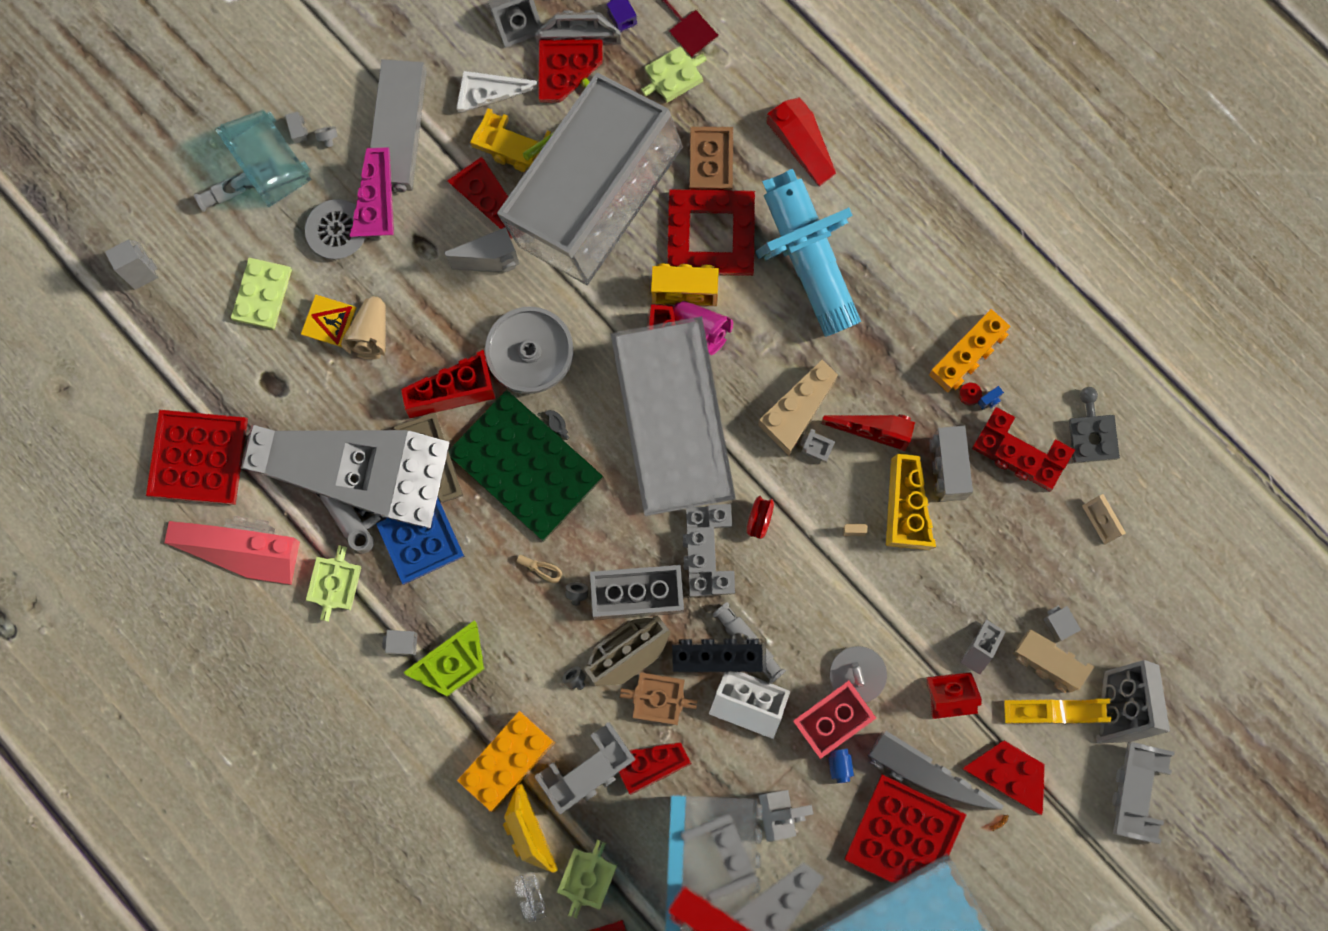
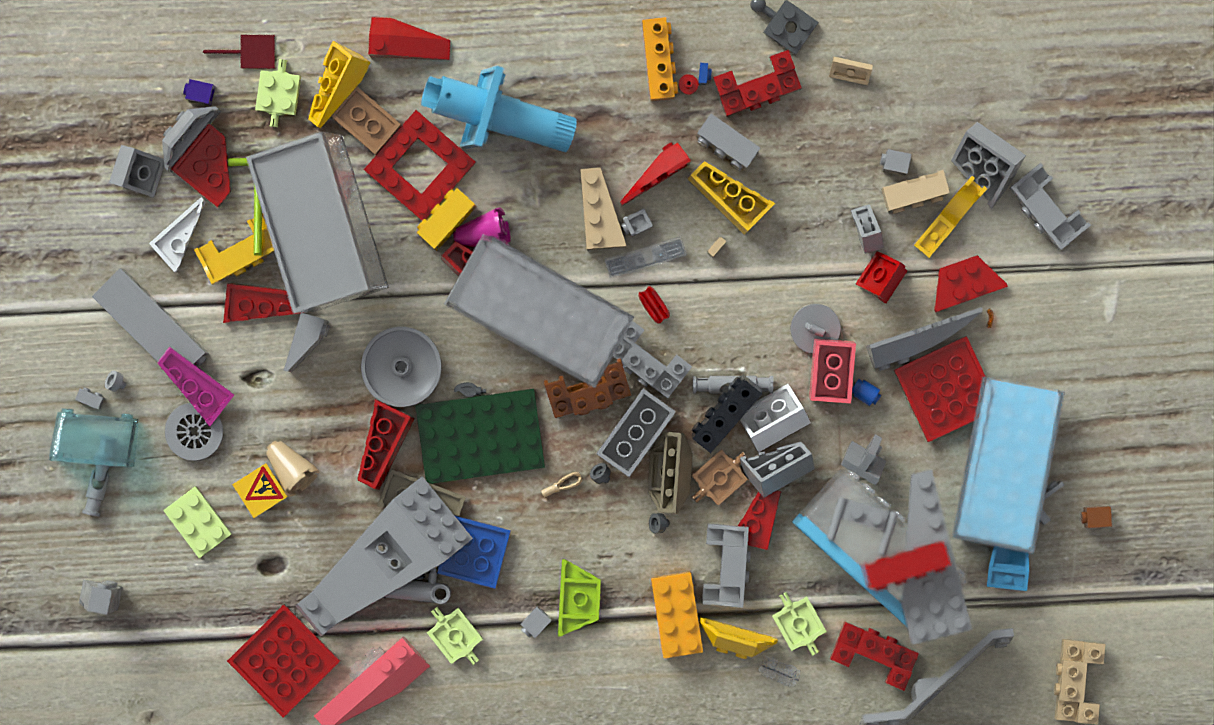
camera: 55 degrees left, 10 degrees up
(634, 526) = (583, 398): none -> dark orange bracket
(709, 743) = (778, 468): none -> light grey wedge
(735, 110) = (341, 76): none -> yellow wedge
(793, 477) = (645, 257): none -> clear slope

